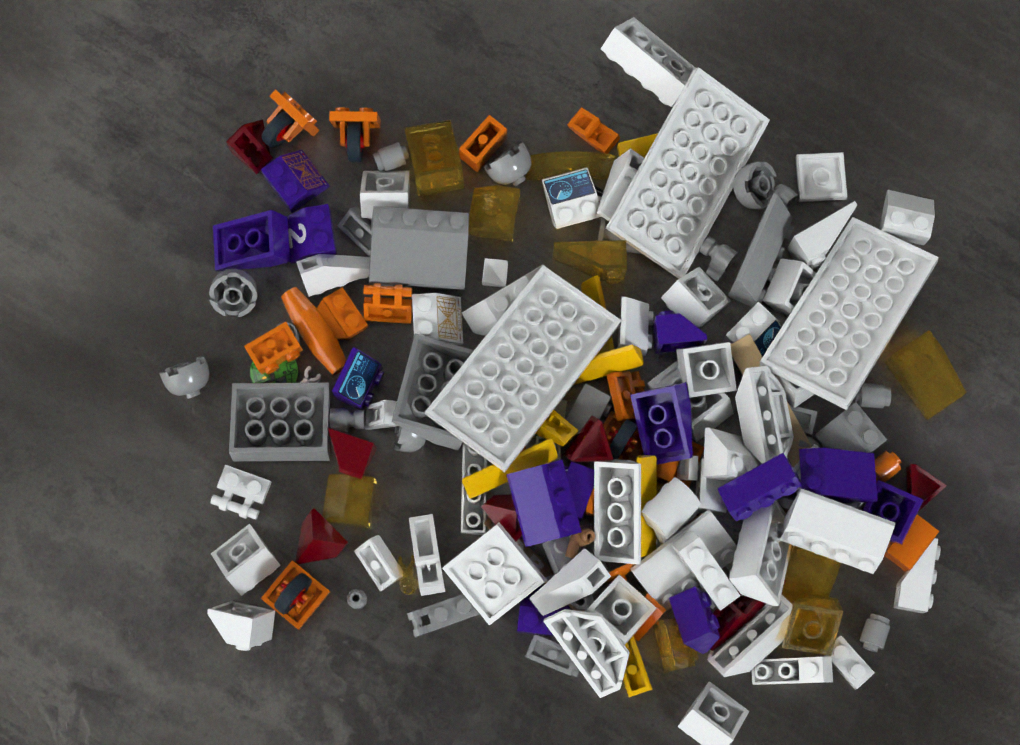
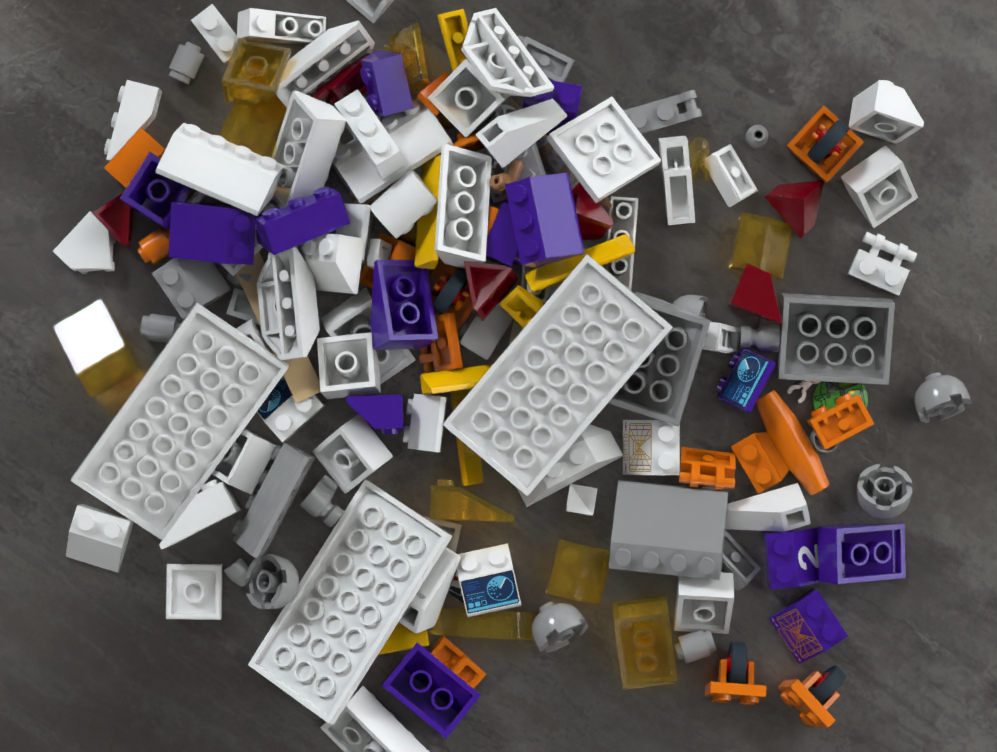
camera: 175 degrees left, 10 degrees up
(249, 146) = (860, 669): dark red slope -> none
(483, 143) = (586, 654): orange brick -> none
(614, 104) = (431, 690): none -> dark purple slope
(945, 461) = (88, 247): none -> white slope

